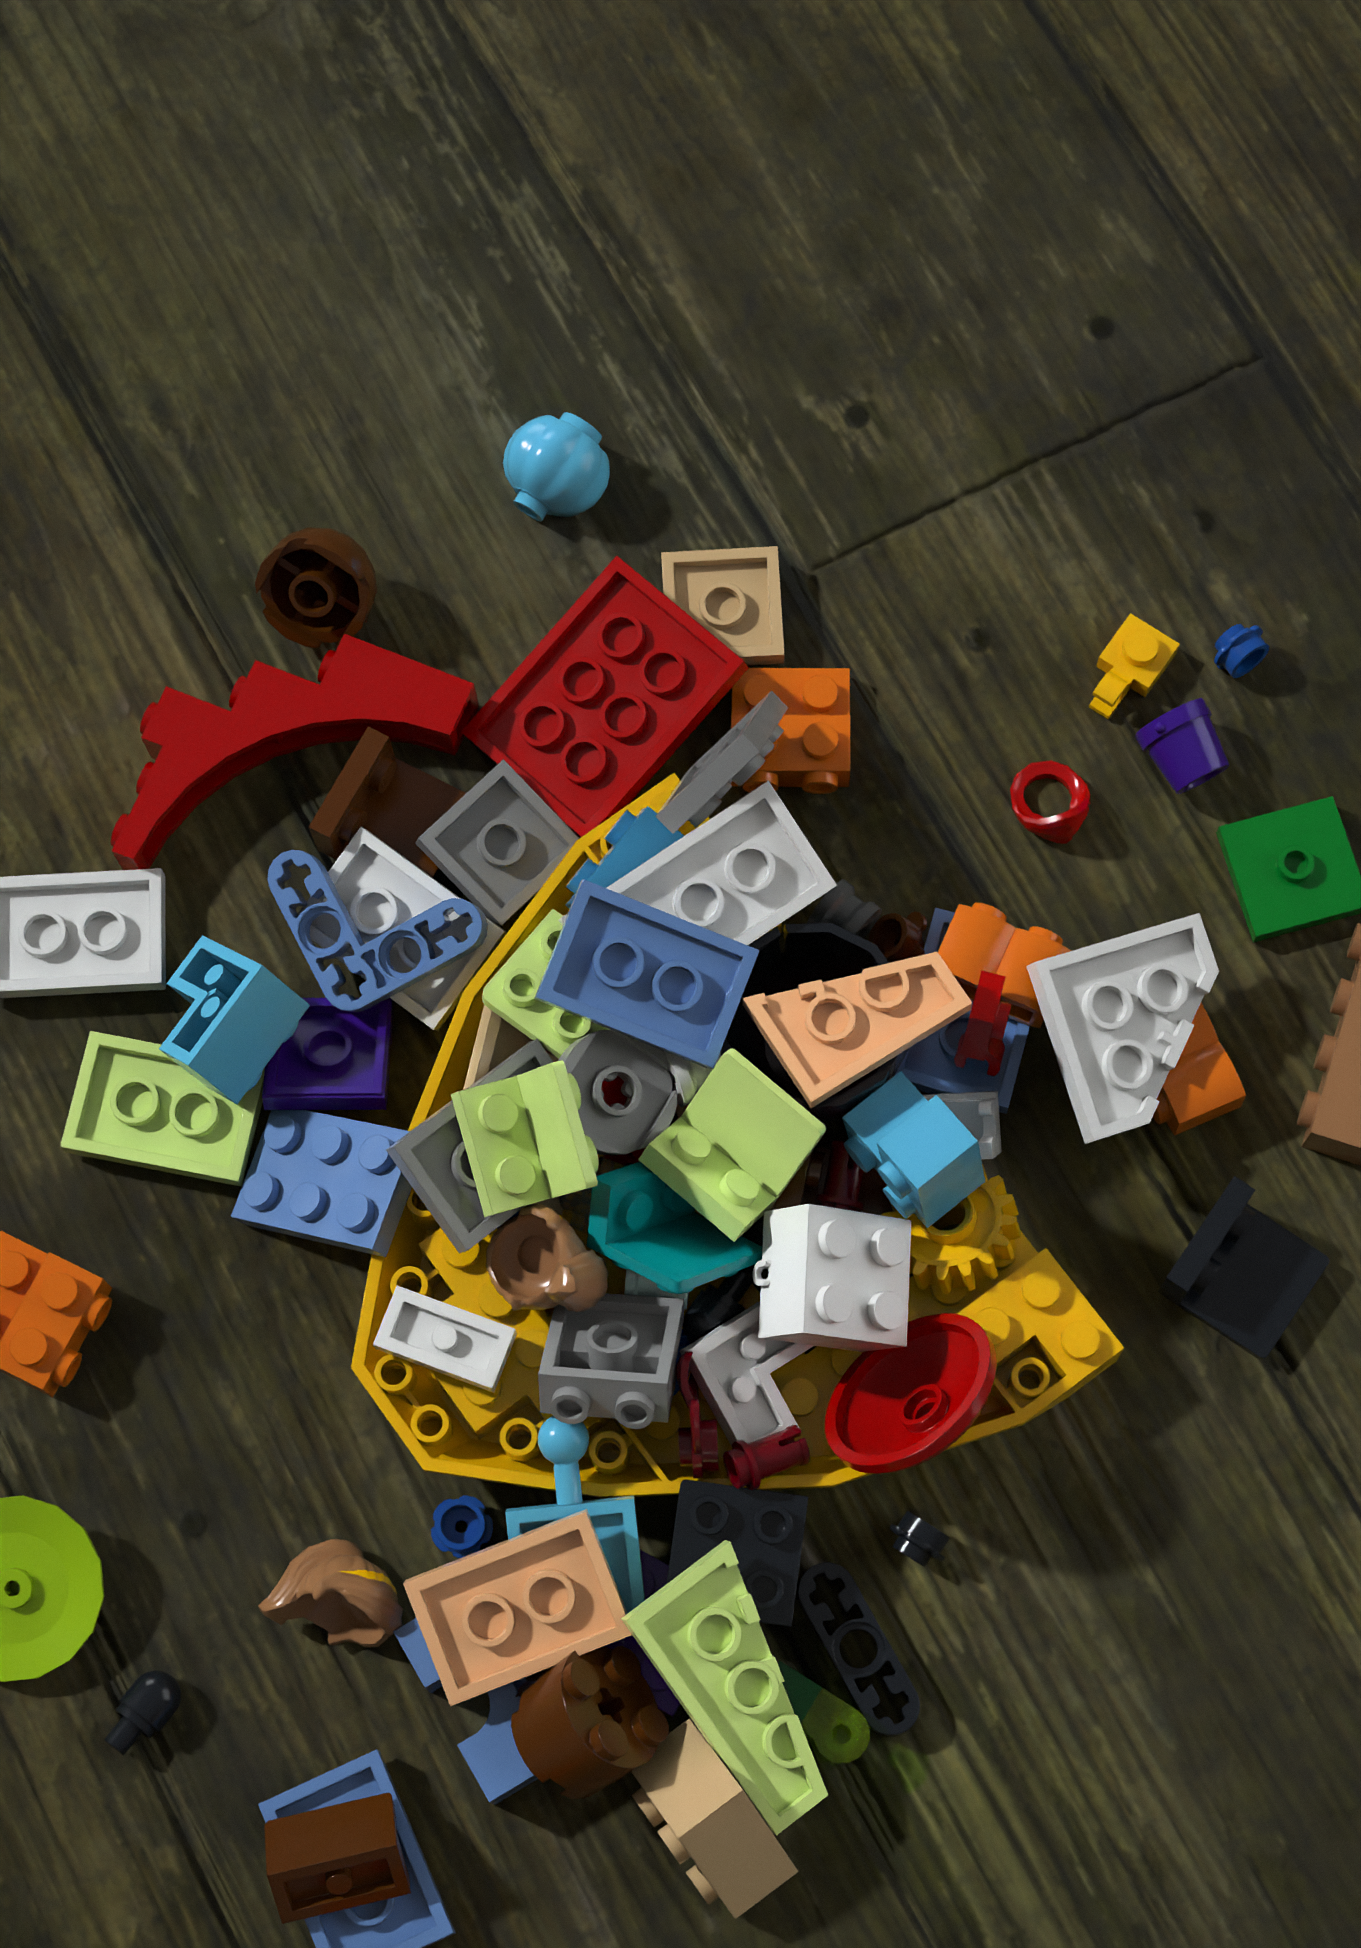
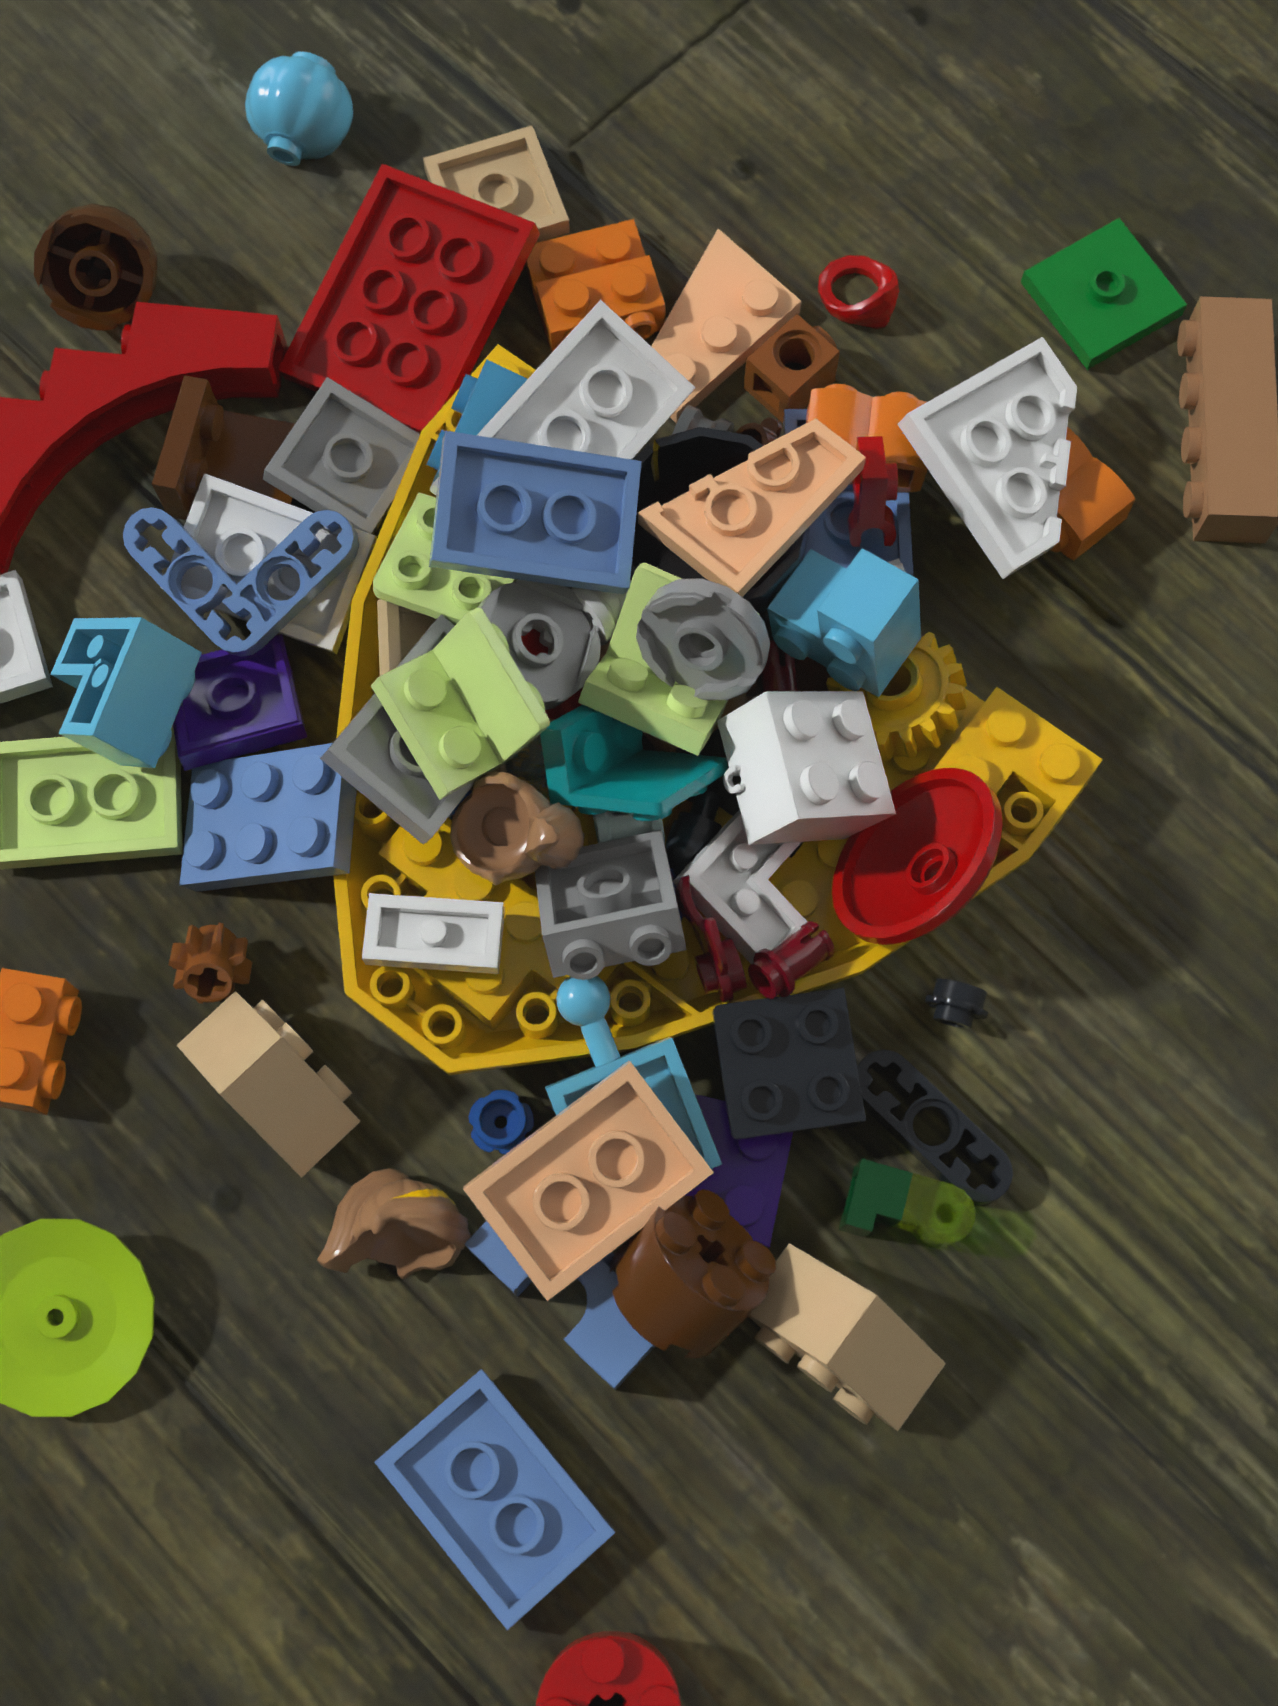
camera: 20 degrees left, 0 degrees up
(144, 1709) = (228, 1400): black cylinder -> none
(238, 1301) = (210, 963): none -> dark orange gear
(257, 1428) = (263, 1076): none -> tan brick
(335, 1858) = (471, 1493): reddish brown panel -> none
(718, 1665) = (813, 1185): yellowish green wing -> none
(729, 760) = (539, 329): light grey plate -> none
(766, 1138) = (703, 638): none -> light grey plate
(897, 799) = (722, 317): none -> light nougat wing
(940, 885) = (786, 388): none -> dark orange brick
(1133, 661) = (894, 150): yellow plate -> none
(1184, 746) = (969, 205): dark purple piece -> none
(1240, 649) = (991, 112): blue plate -> none
(1244, 1273) = (1182, 665): black bracket -> none

